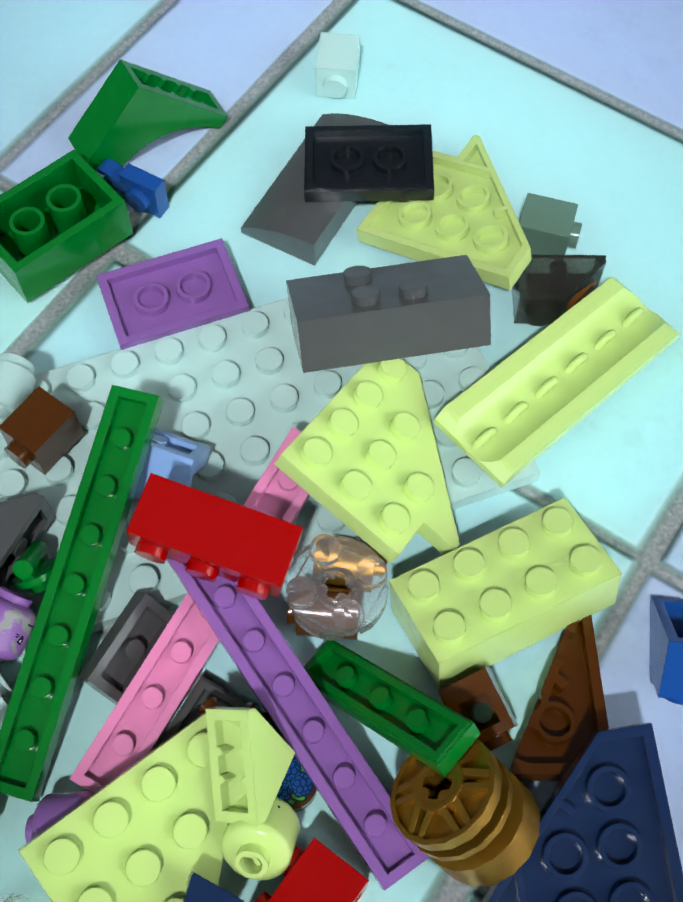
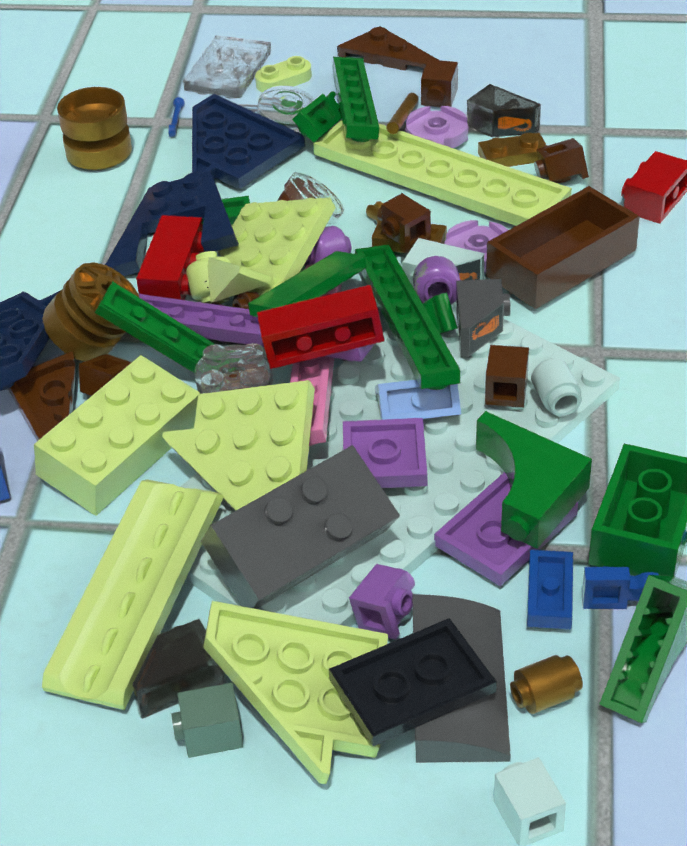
camera: 155 degrees right, 20 degrees down
(122, 282) = (542, 473): none -> green arch
(157, 696) = (311, 282): none -> green tile
(187, 215) = (550, 589): none -> blue plate
(238, 399) = (390, 450): none -> medium lavender plate
(258, 138) = (546, 683): none -> pearl gold brick
(338, 254) = (383, 599): none -> medium lavender brick

